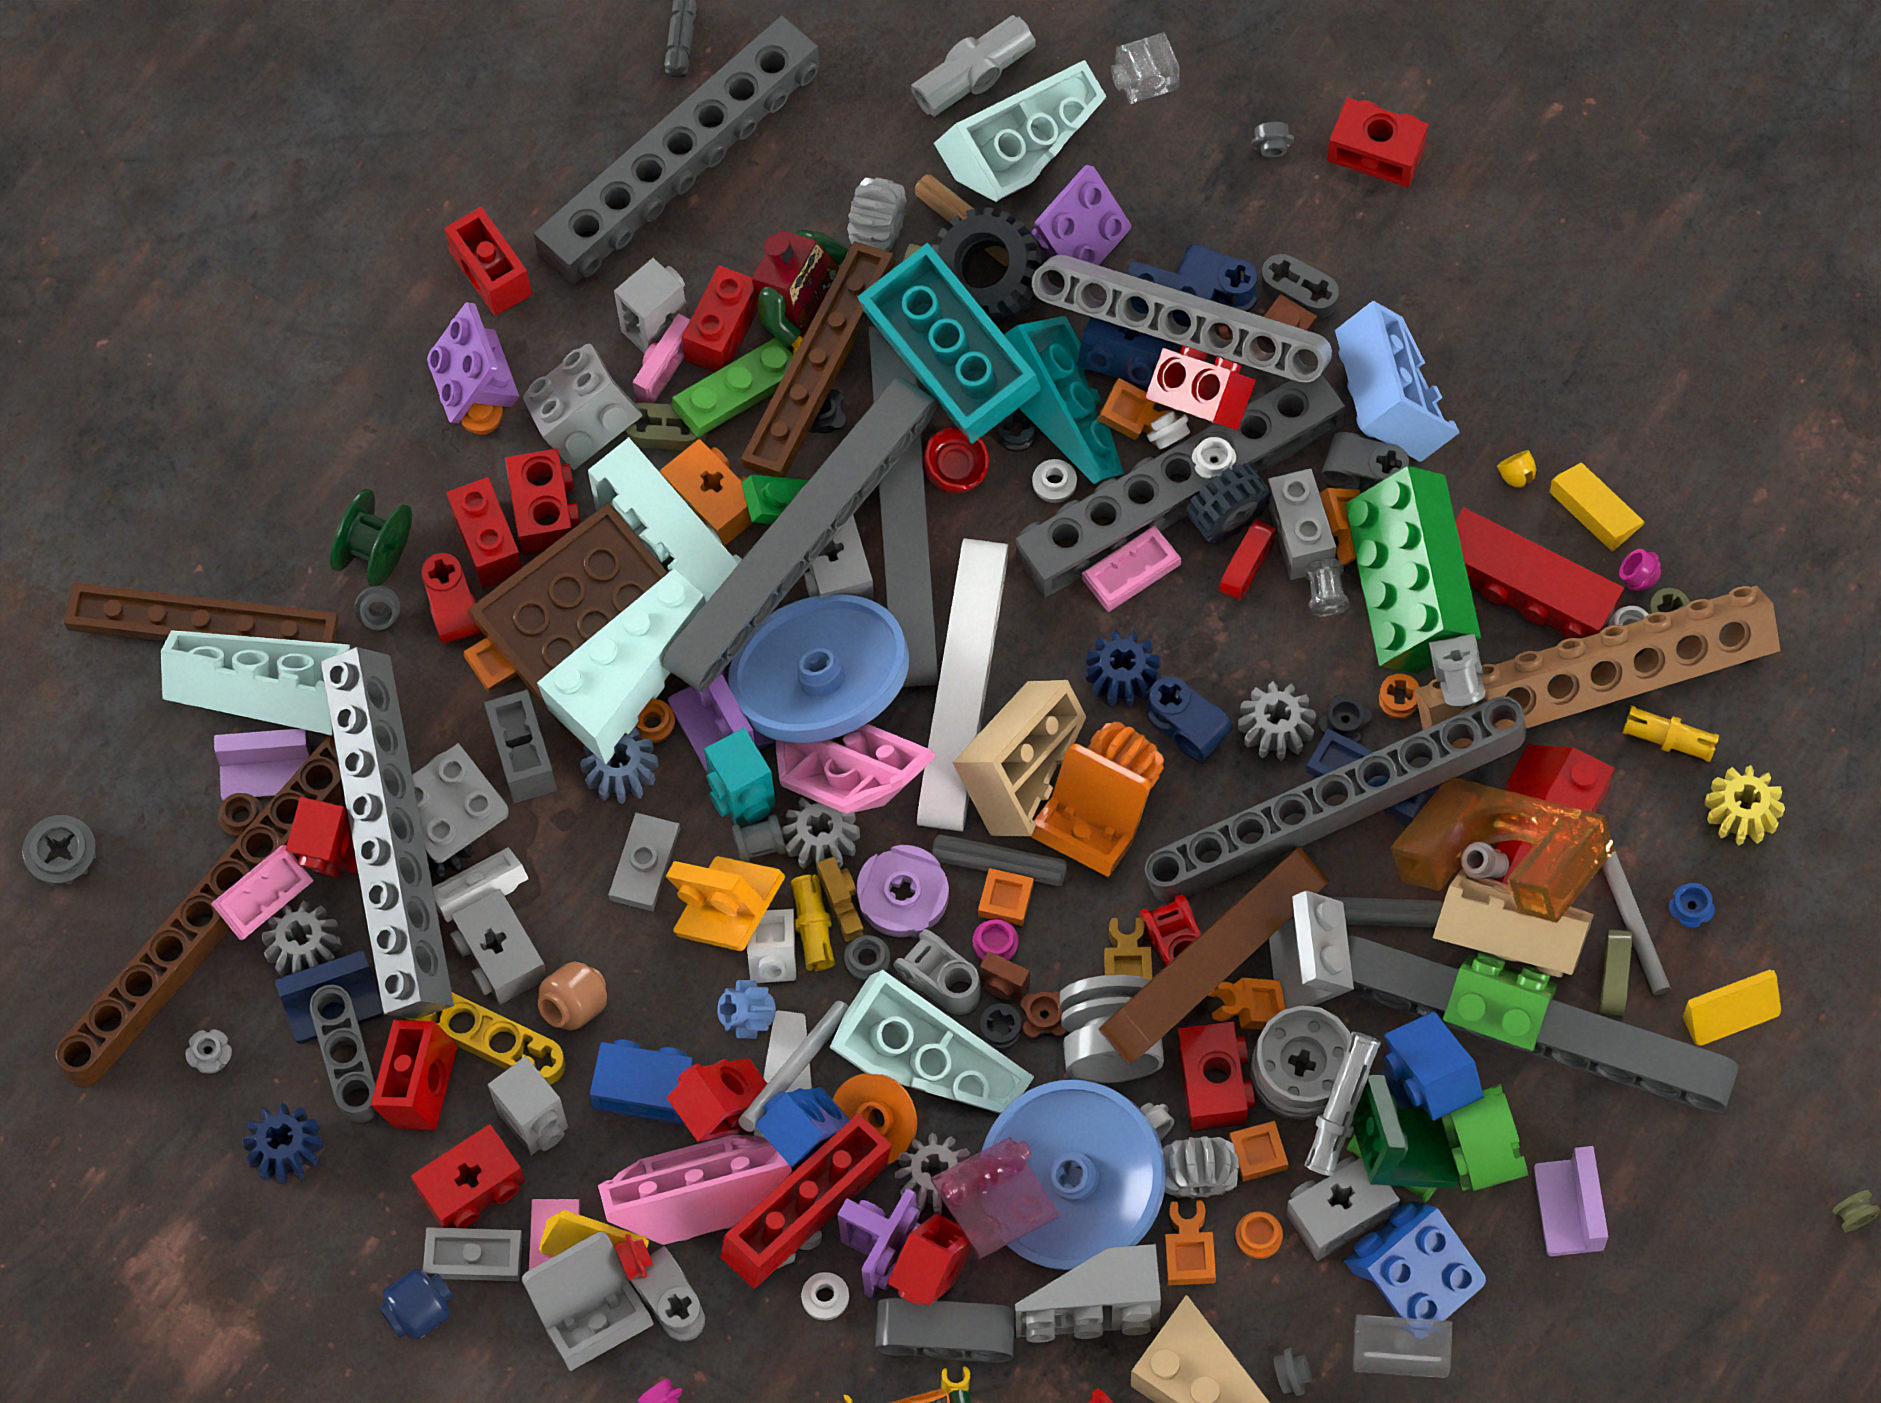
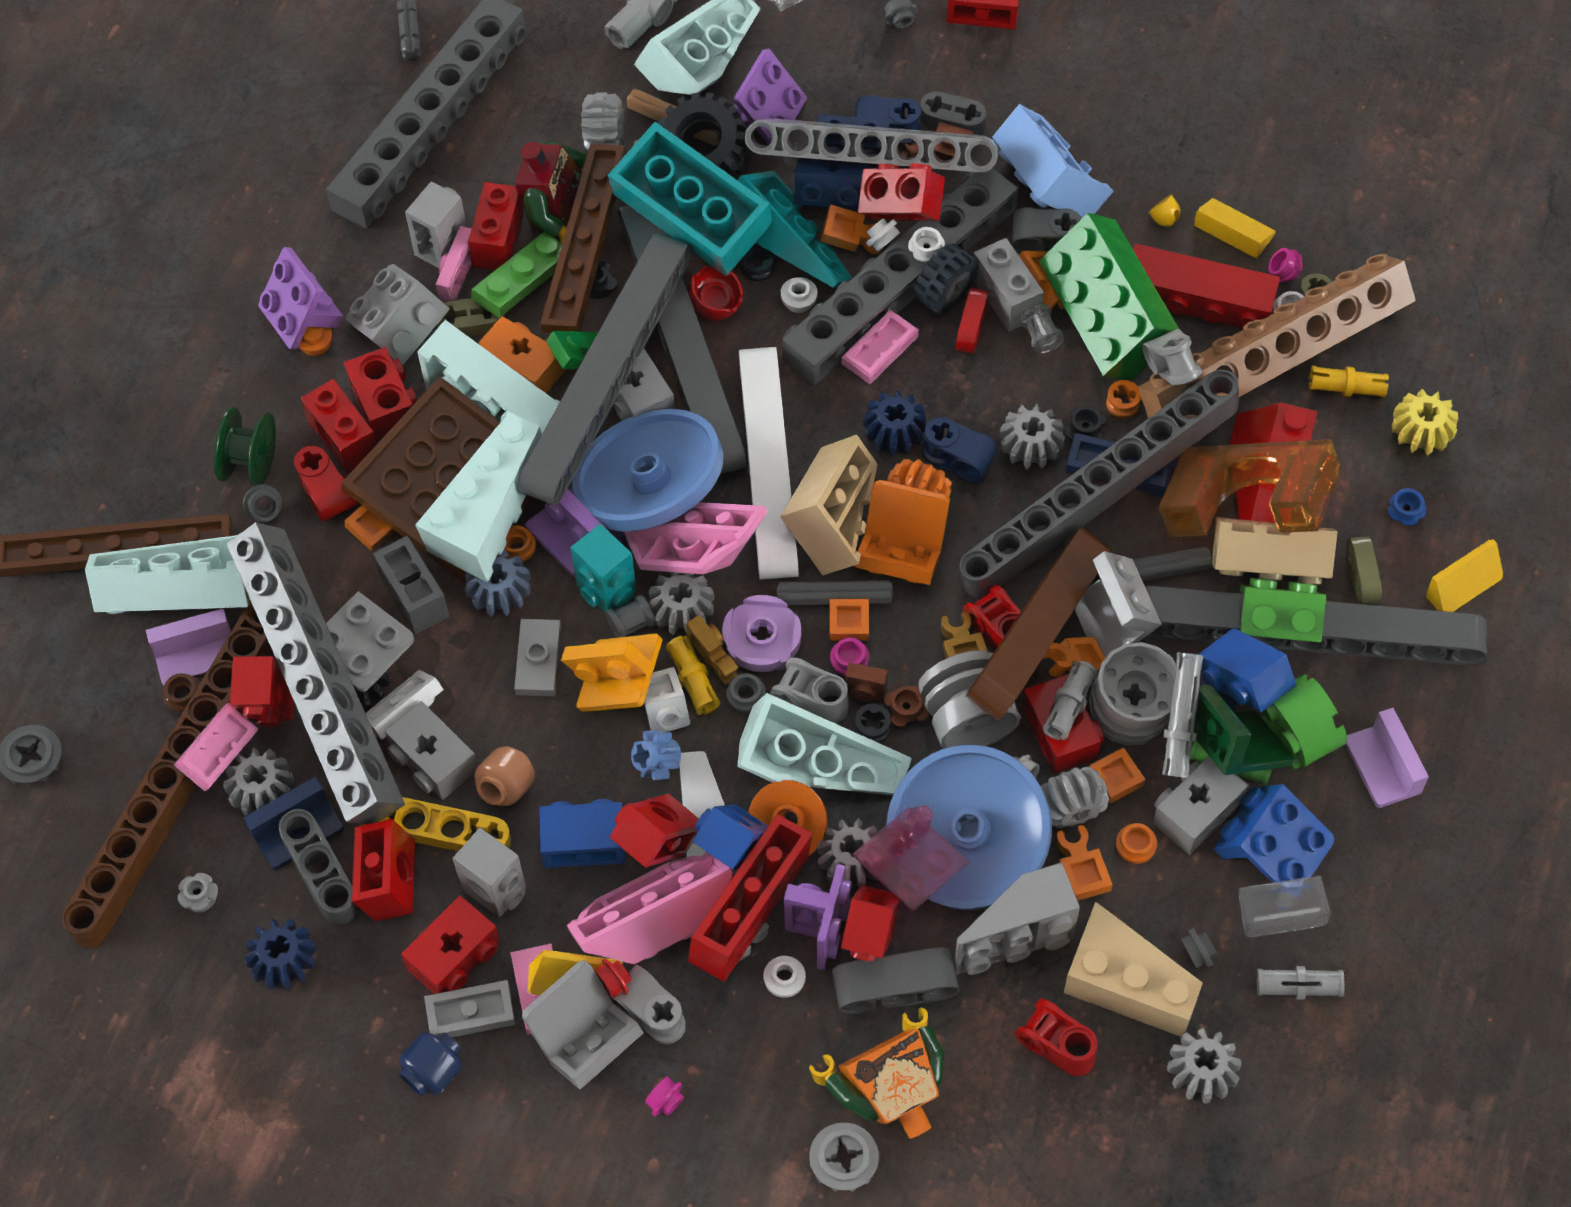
camera: 15 degrees left, 5 degrees down
(488, 261) = (293, 218): red brick -> none
(795, 1064) = (710, 789): light grey bar -> none
(1223, 1055) = (1070, 700): none -> light grey pin
(1483, 861) = (1228, 499): light grey pin -> none
(1634, 923) = (1363, 529): light grey bar -> none

